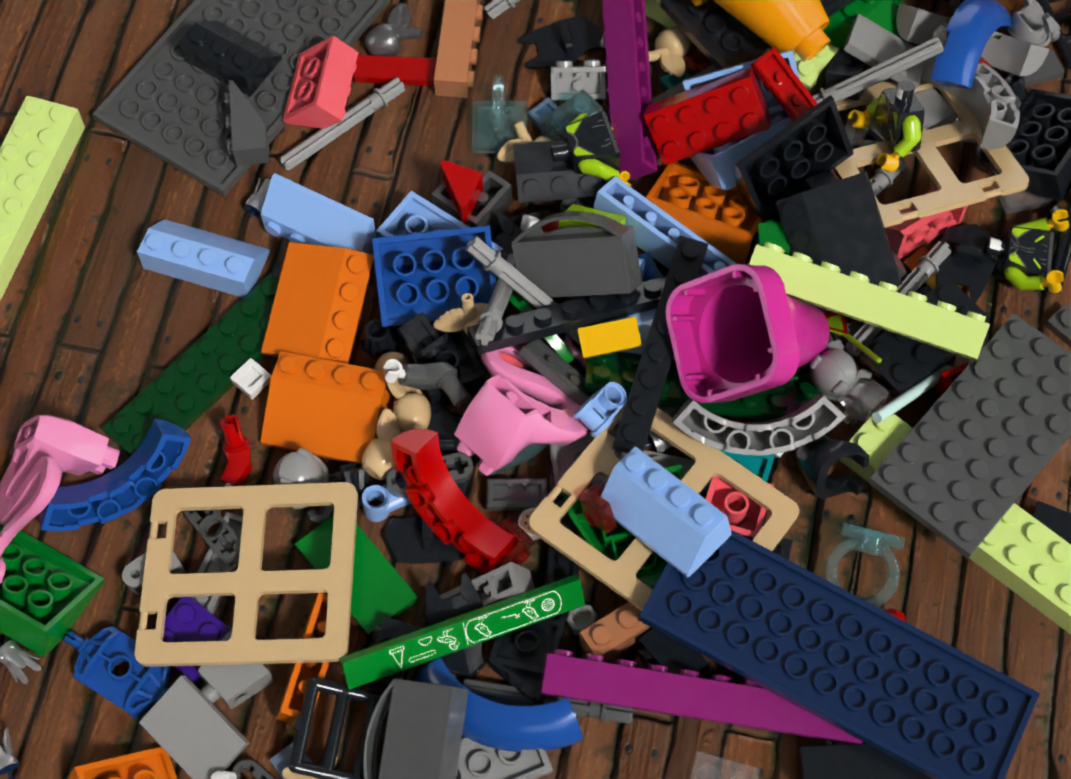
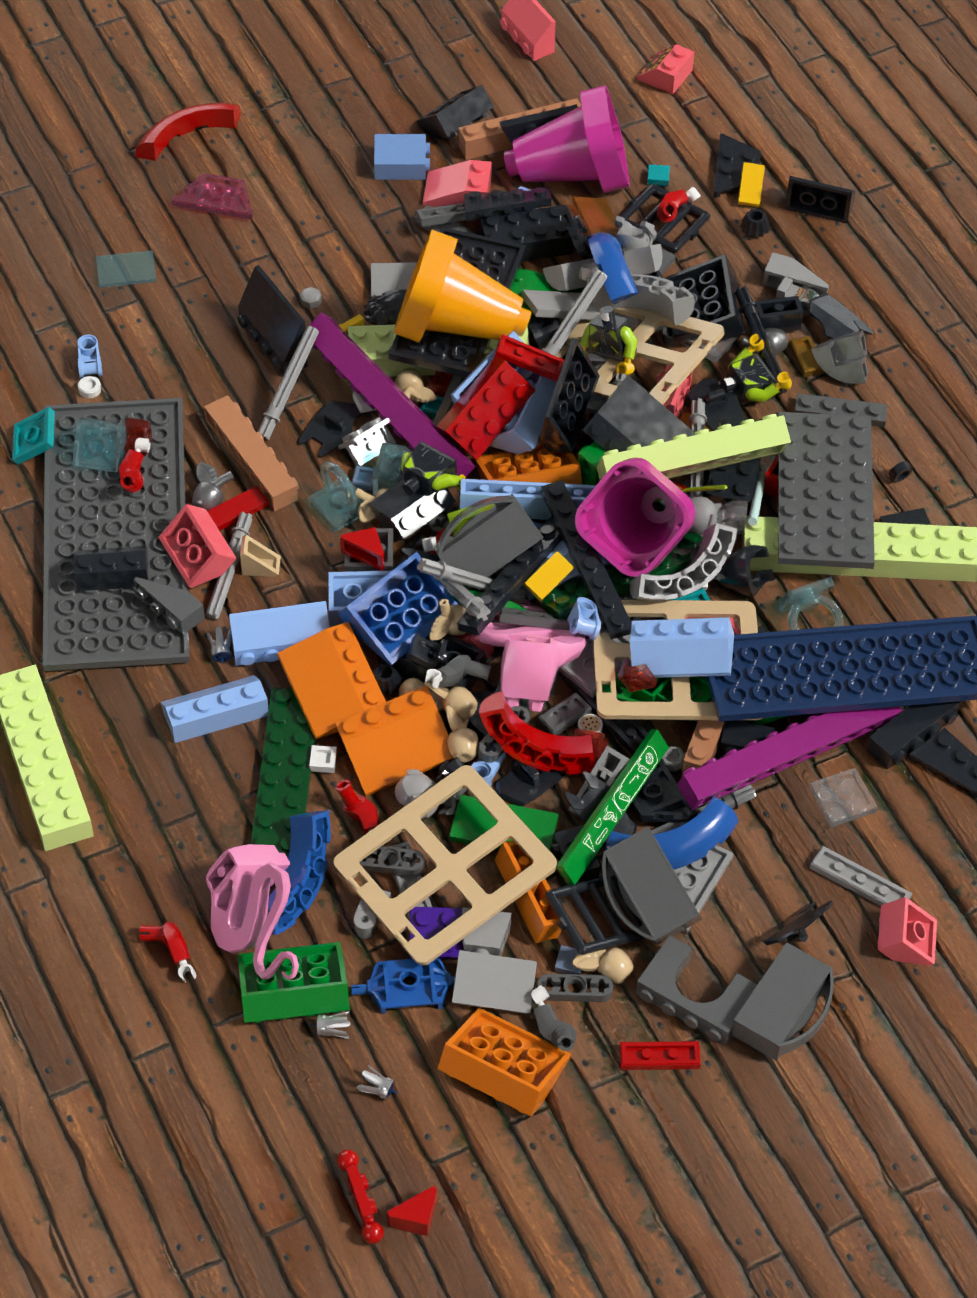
camera: 40 degrees left, 10 degrees down
(371, 133) = (258, 559): none -> tan slope

